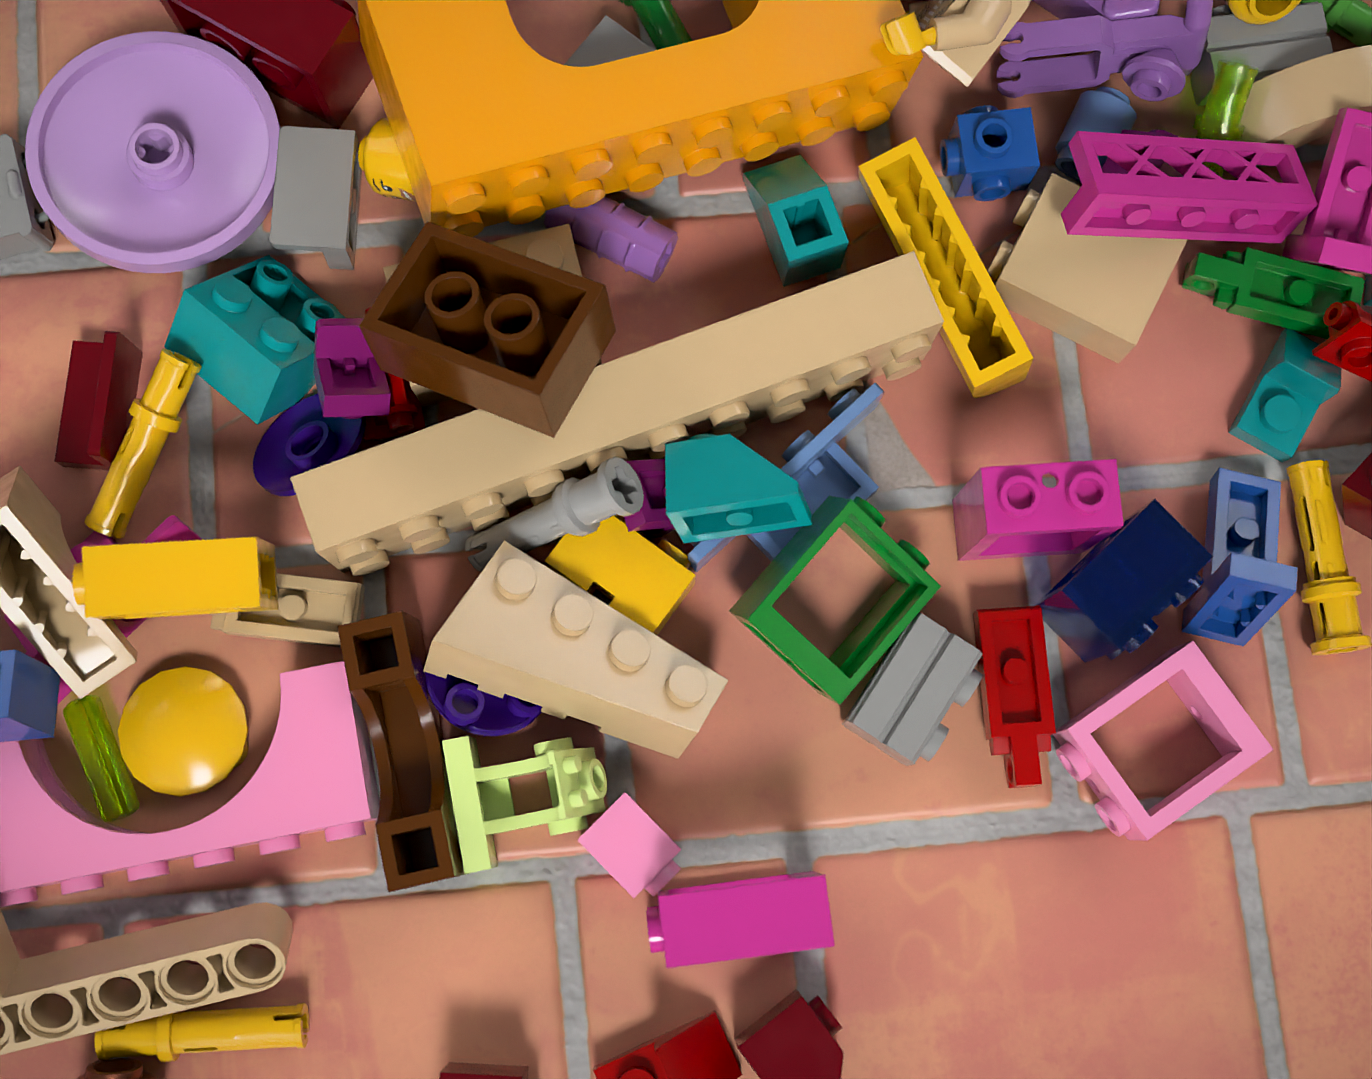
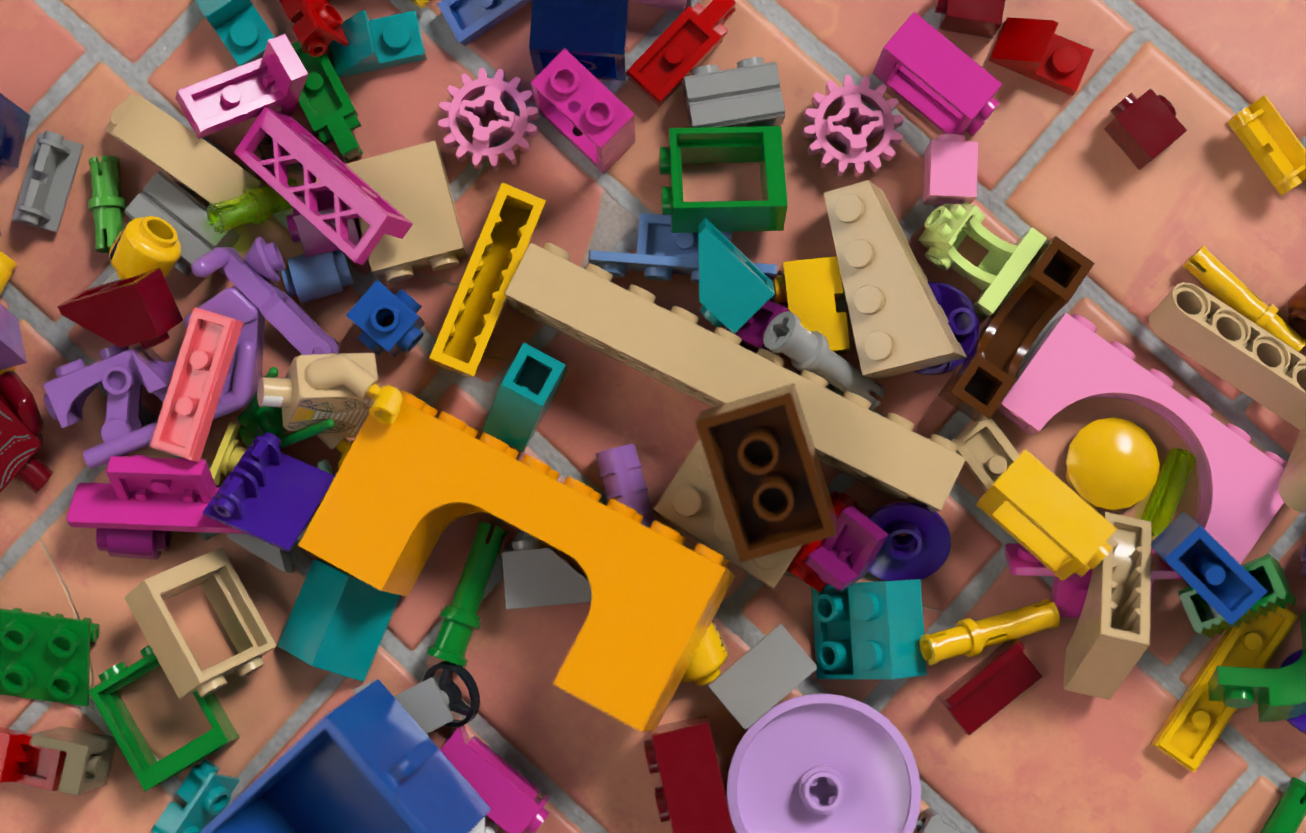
camera: 130 degrees left, 5 degrees up
(797, 805) = (834, 129): none -> bright pink gear
(1100, 405) = (492, 100): none -> bright pink gear

